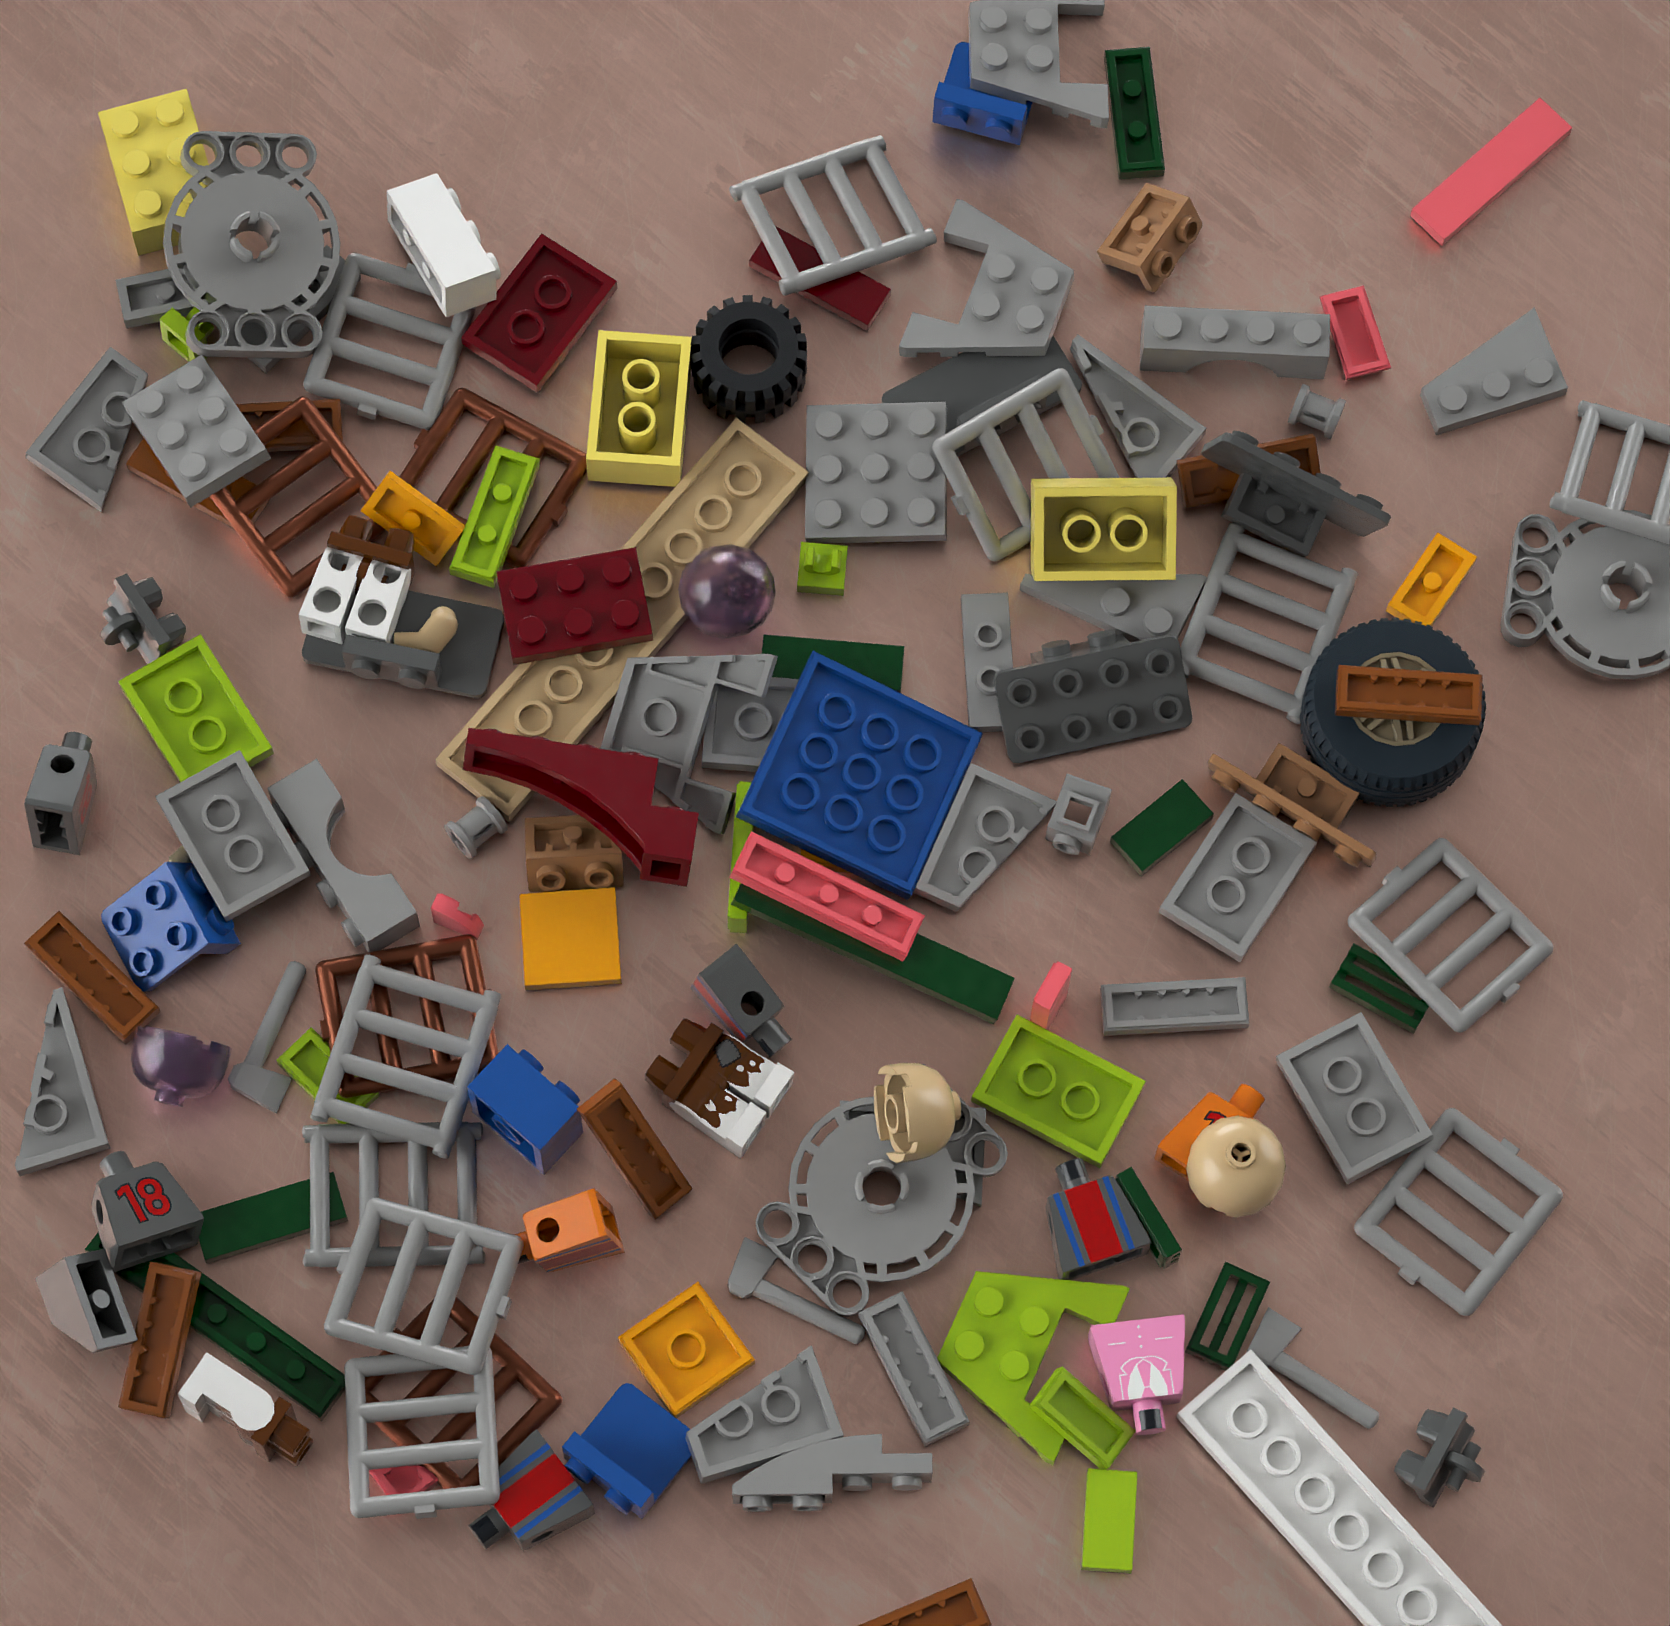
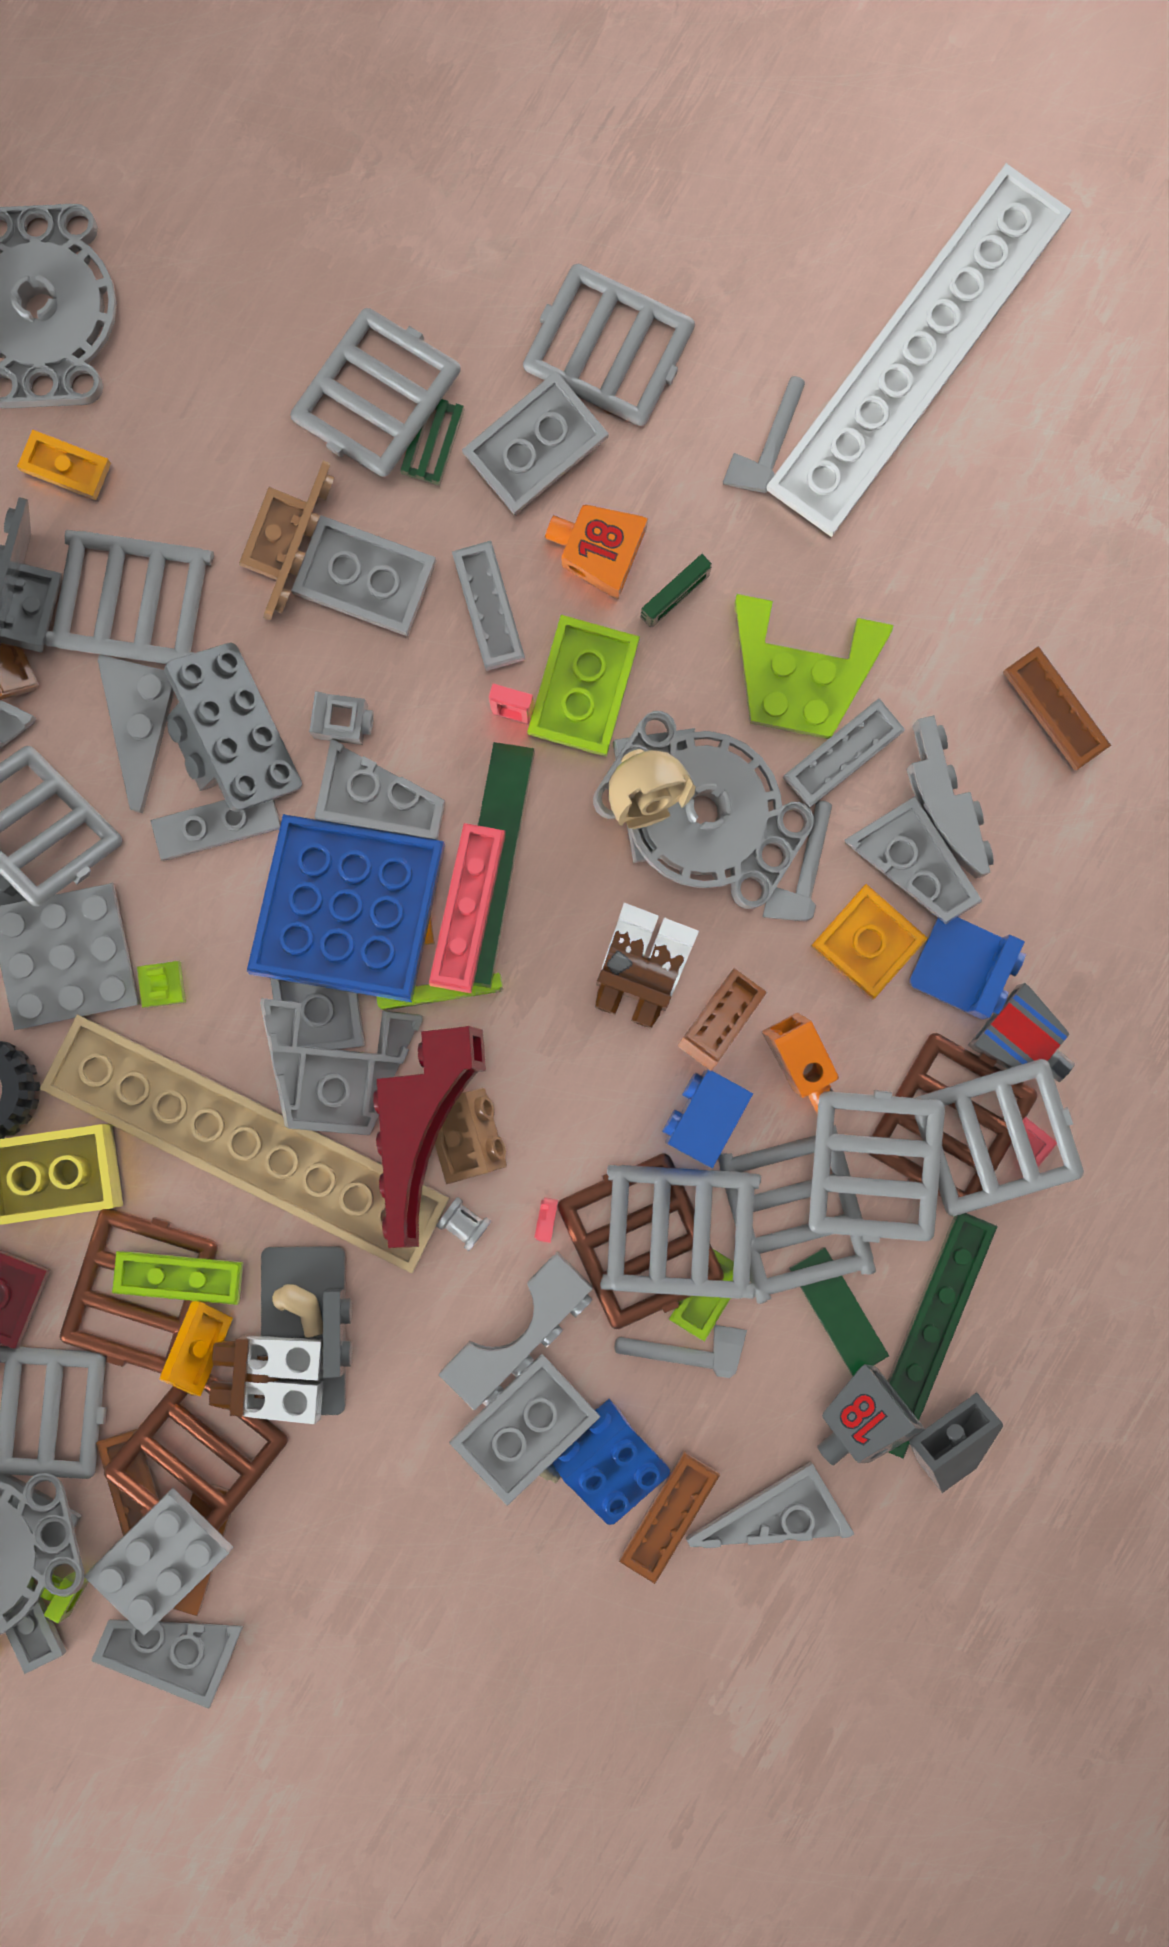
camera: 100 degrees left, 15 degrees up
(62, 795) = (530, 1583): dark grey torso -> none
(134, 623) = (346, 1567): dark grey hips -> none
(161, 1342) = (966, 1374): dark orange plate -> none
(177, 1064) = (734, 1422): clear purple cylinder -> none
(193, 710) = (415, 1492): lime plate -> none
(247, 1407) = (1015, 1283): white hips -> none
(570, 939) = (541, 1120): light orange tile -> none
(574, 606) = (247, 1187): dark red plate -> none
(727, 591) = (204, 1058): cylinder -> none
(736, 981) = (560, 971): dark grey torso -> none
(874, 661) = (239, 926): dark green tile -> none
(1082, 1418) = (854, 609): lime tile -> none
(1091, 1223) = (691, 635): torso -> none
(1103, 529) = (79, 746): light yellow brick -> none
(1109, 1520) = (928, 572): lime tile -> none
(1141, 1366) = (800, 569): bright pink torso -> none
(1161, 827) = (332, 648): dark green tile -> none
(1211, 1354) = (736, 527): dark green tile -> none
(1230, 1184) = (619, 535): tan cylinder -> none
(1387, 758) = (156, 461): black wheel -> none
(1408, 695) = (184, 448): dark orange plate -> none
(1448, 1460) = (835, 327): dark grey hips -> none

